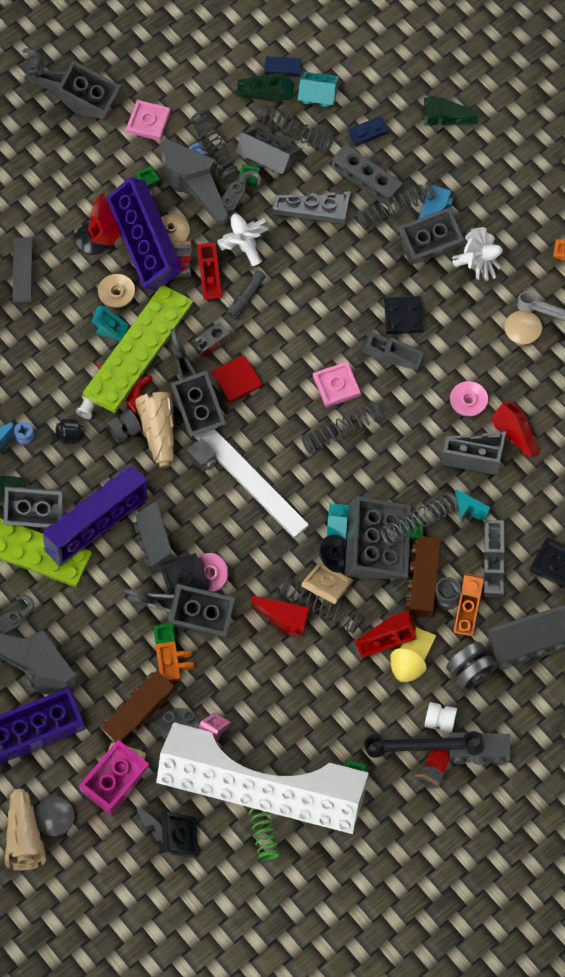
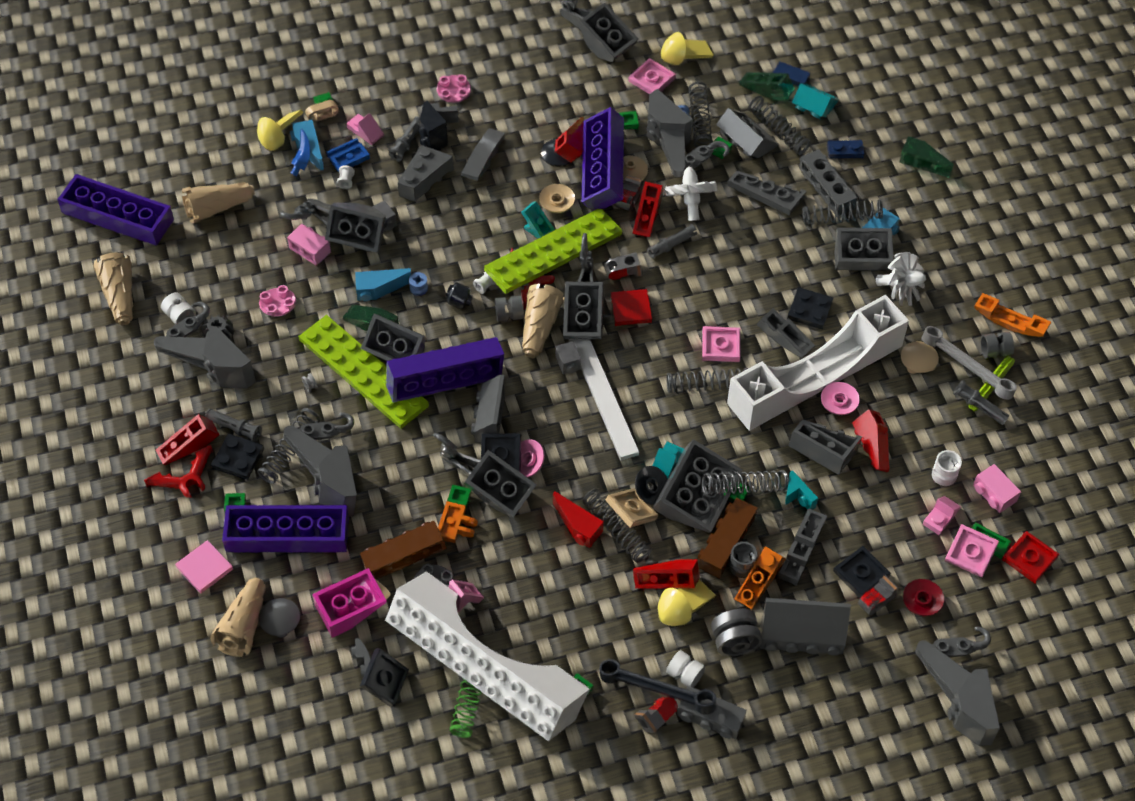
camera: 20 degrees right, 10 degrees down
(163, 80) = (677, 49): none -> light yellow piece
(411, 410) = (769, 391): none -> white arch

